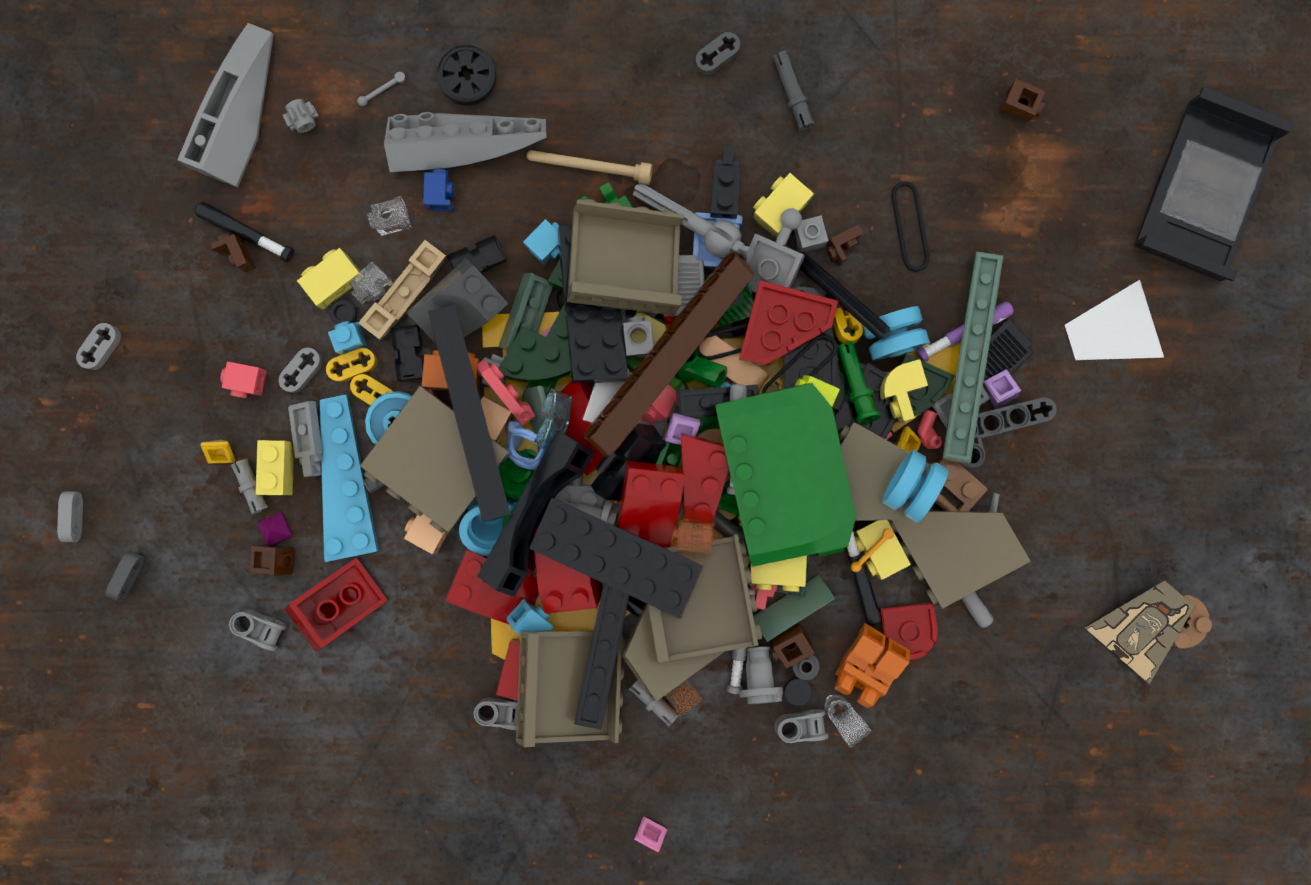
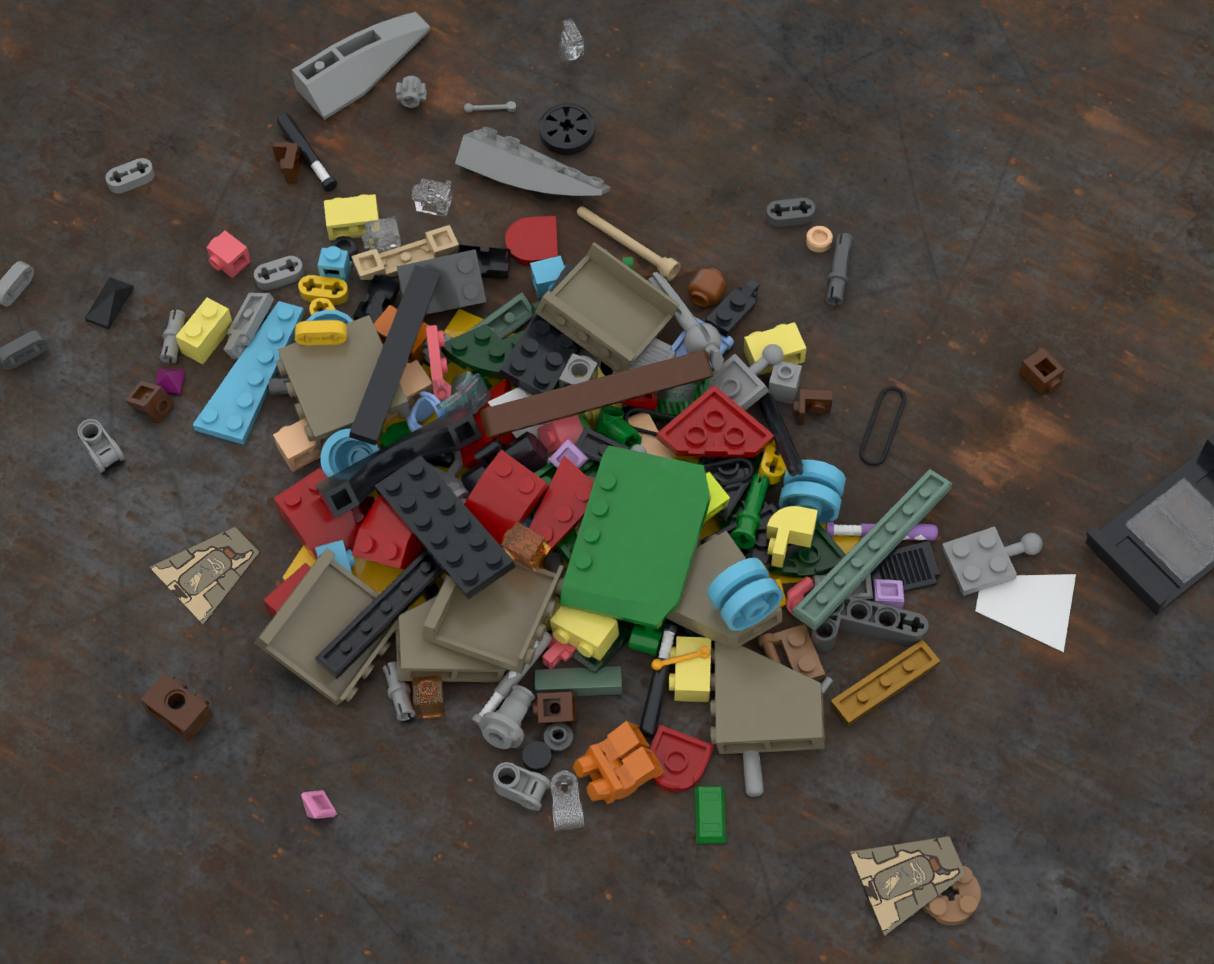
camera: 30 degrees right, 25 degrees down
(168, 483) = (109, 303): none -> black slope
(218, 451) = (166, 297): yellow slope -> none
(335, 604) = (176, 461): red slope -> none
(390, 433) = (320, 332): none -> yellow beam
(425, 683) = (207, 571): none -> sticker
(438, 191) = (484, 197): blue brick -> none
(469, 828) = (184, 721): none -> reddish brown brick
(502, 715) = (255, 624): light grey piece -> none
(506, 210) = (532, 239): none -> red tile
(689, 175) = (706, 287): none -> dark orange head
(757, 67) = (819, 239): none -> light nougat tile
(960, 660) = (710, 814): none -> green tile
(1040, 470) = (885, 683): none -> pearl gold plate
(1060, 310) = (982, 559): none -> light grey plate

